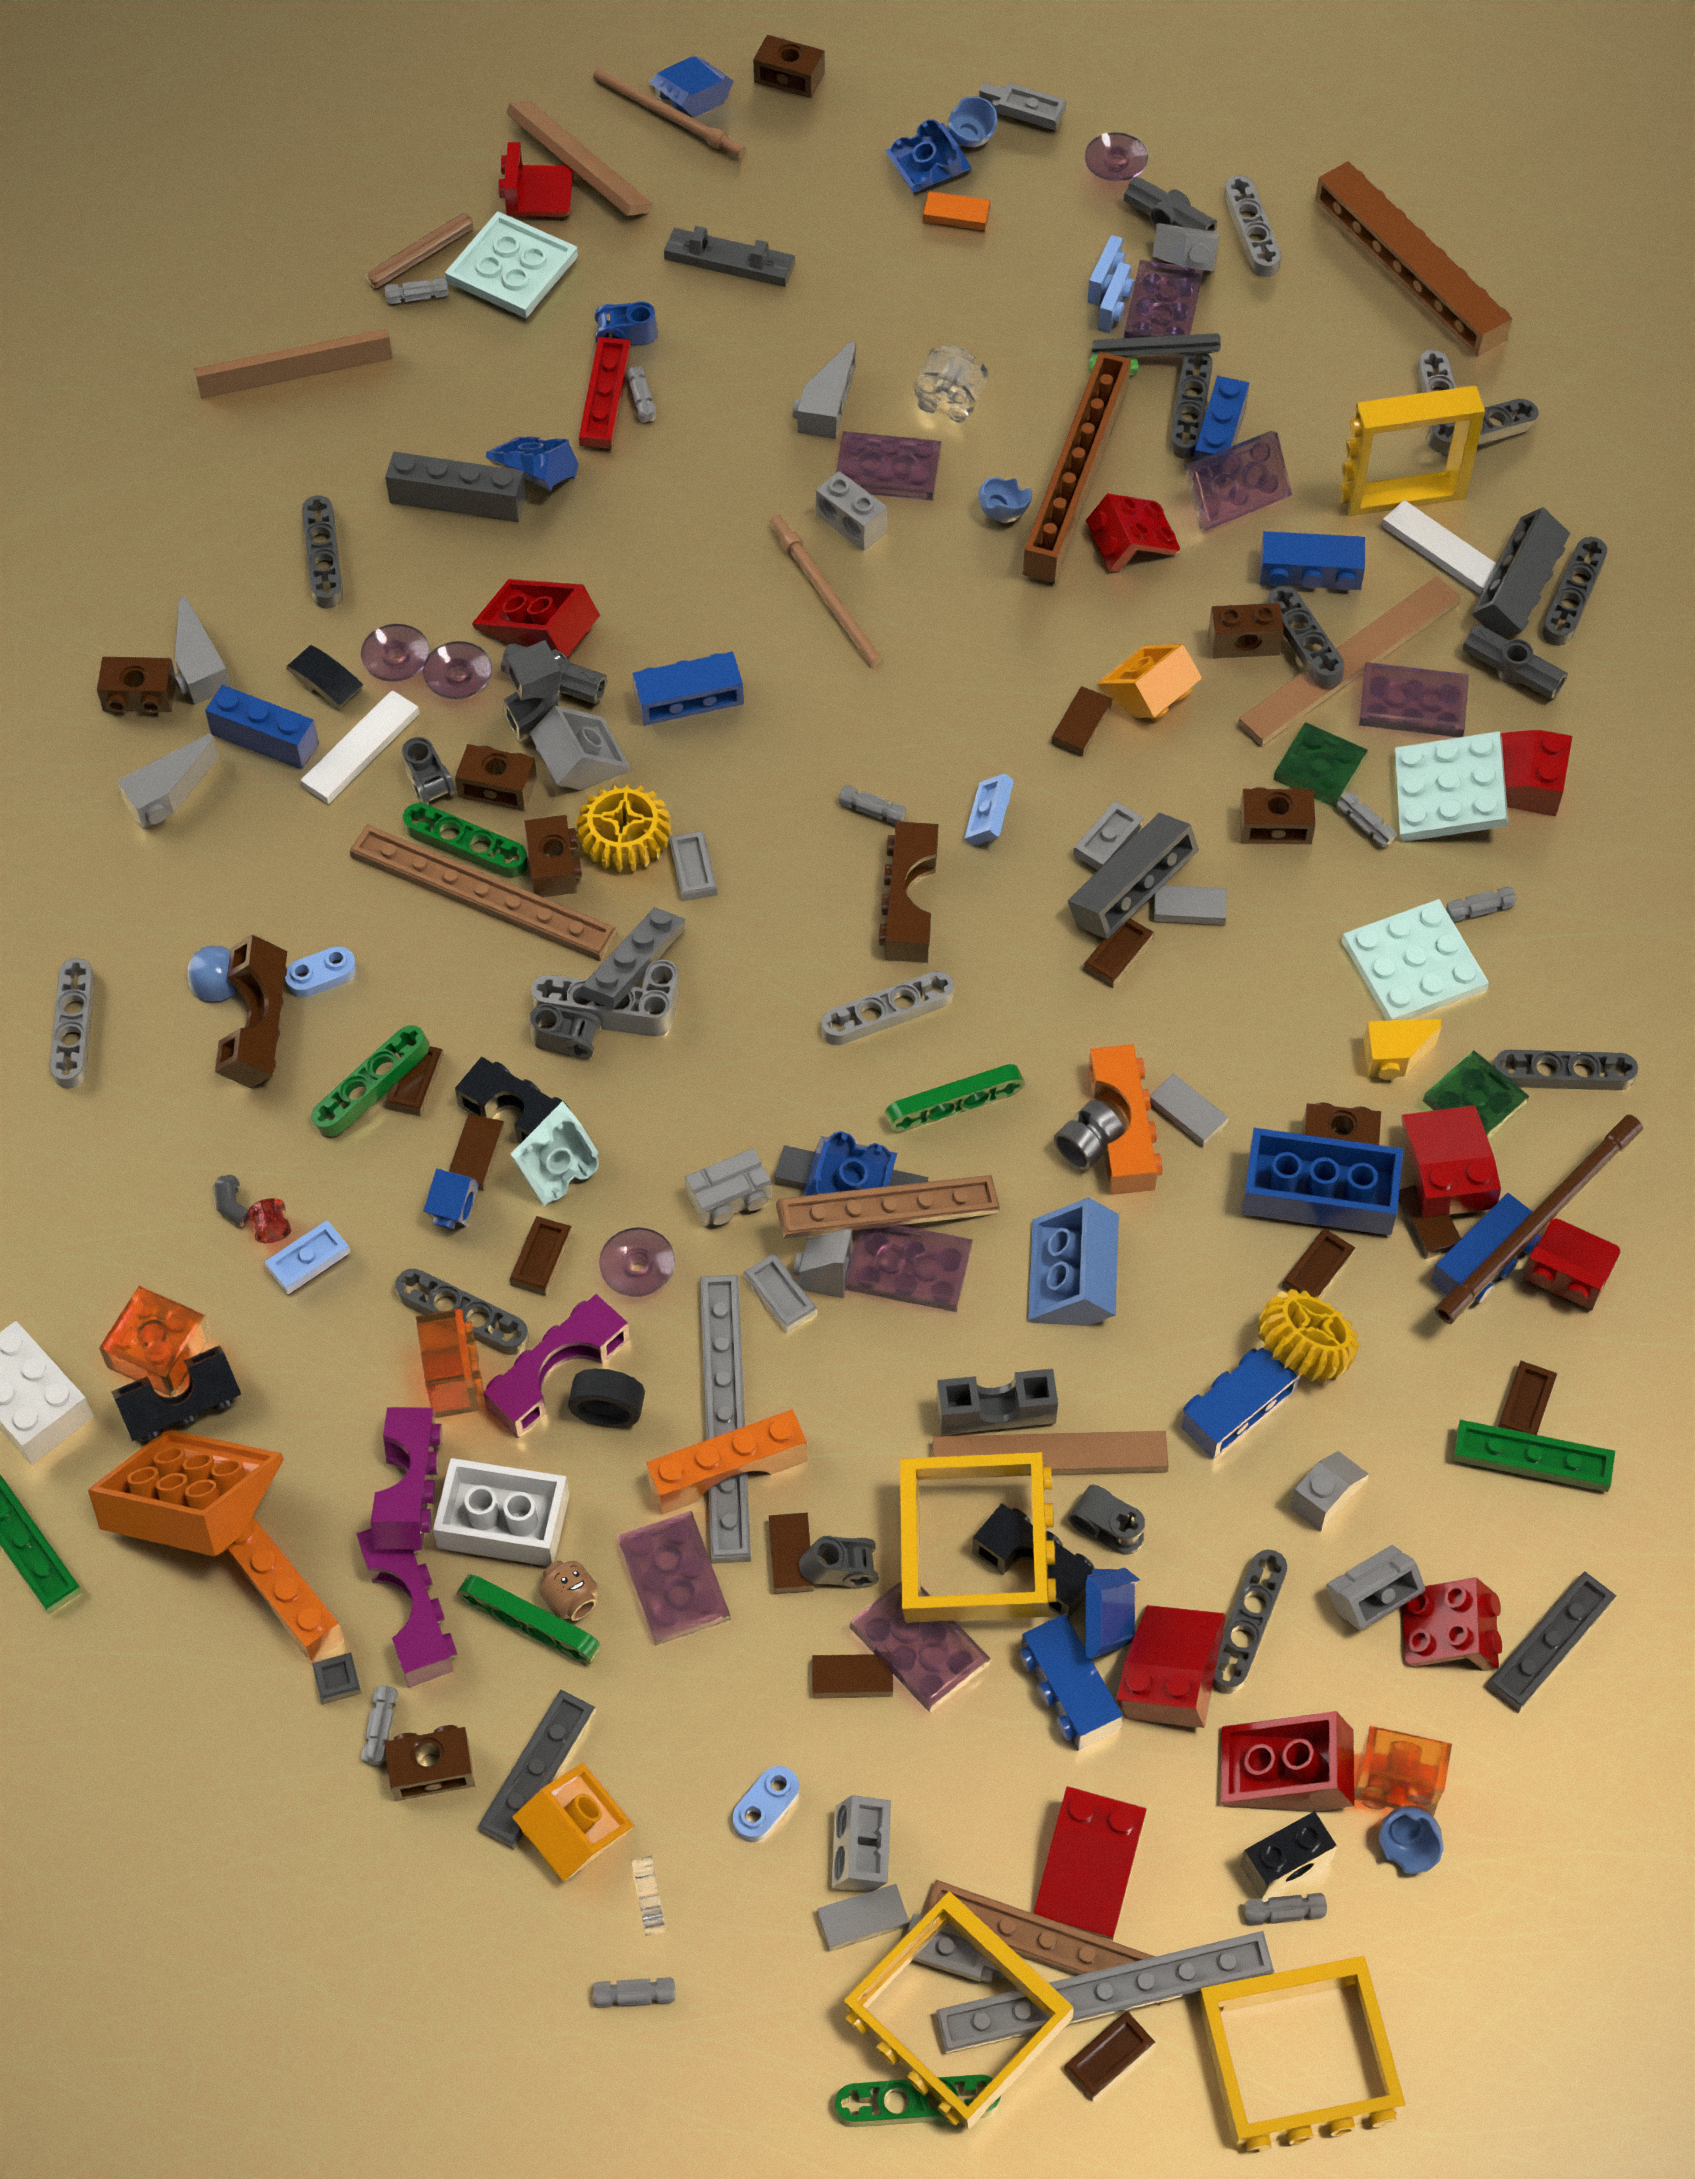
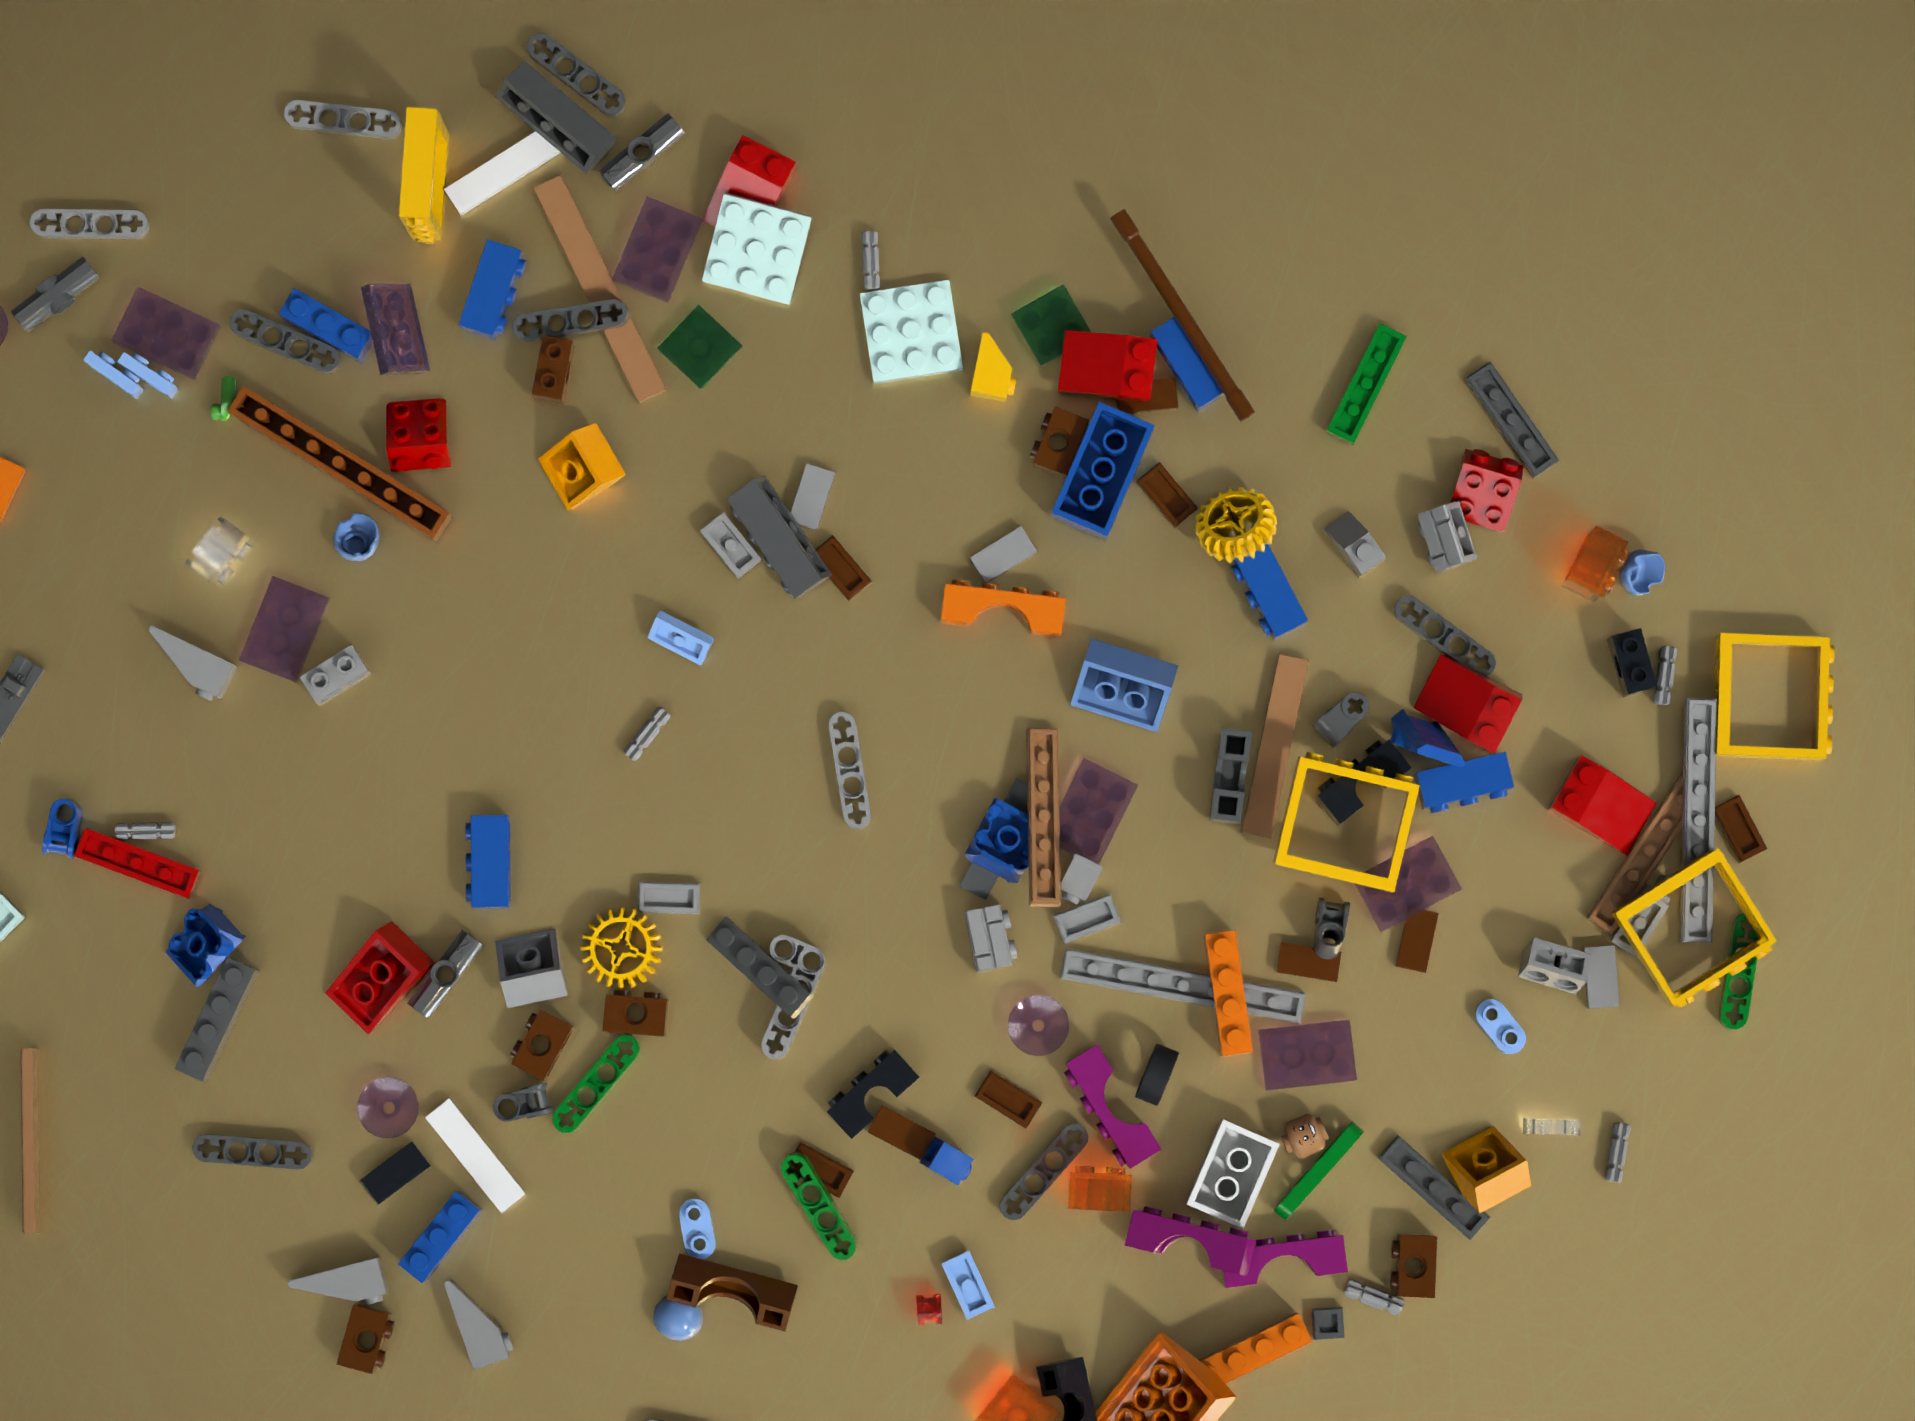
camera: 80 degrees left, 25 degrees up
(225, 1200) = (896, 1341): dark grey arm -> none
(455, 660) = (405, 1051): dish -> none
(483, 892) = (650, 1079): medium nougat tile -> none
(537, 682) = (490, 997): dark grey arch -> none
(556, 1155) = (930, 1068): light aqua slope -> none
(567, 1030) = (811, 1036): dark grey piece -> none
(793, 546) = (351, 735): medium nougat bar -> none
(908, 926) = (708, 712): reddish brown arch -> none
(954, 1098) = (950, 738): green beam -> none
(1082, 720) = (604, 534): reddish brown tile -> none
(1086, 1136) = (1013, 641): flat silver wheel -> none
(1159, 345) = (216, 354): dark grey axle -> none
(1186, 246) = (109, 292): light grey slope -> none
(1289, 1763) = (1563, 642): red slope -> none
(1291, 826) = (746, 418): reddish brown brick -> none
(1366, 819) = (765, 327): light grey axle -> none
(1413, 259) = (171, 92): dark orange brick -> none
(1503, 412) = (384, 95): dark grey beam -> none
(1527, 1398) = (1318, 373): reddish brown tile -> none
(1563, 1063) = (1041, 246): dark grey beam -> none
(1572, 1263) = (1216, 299): red bracket -> none

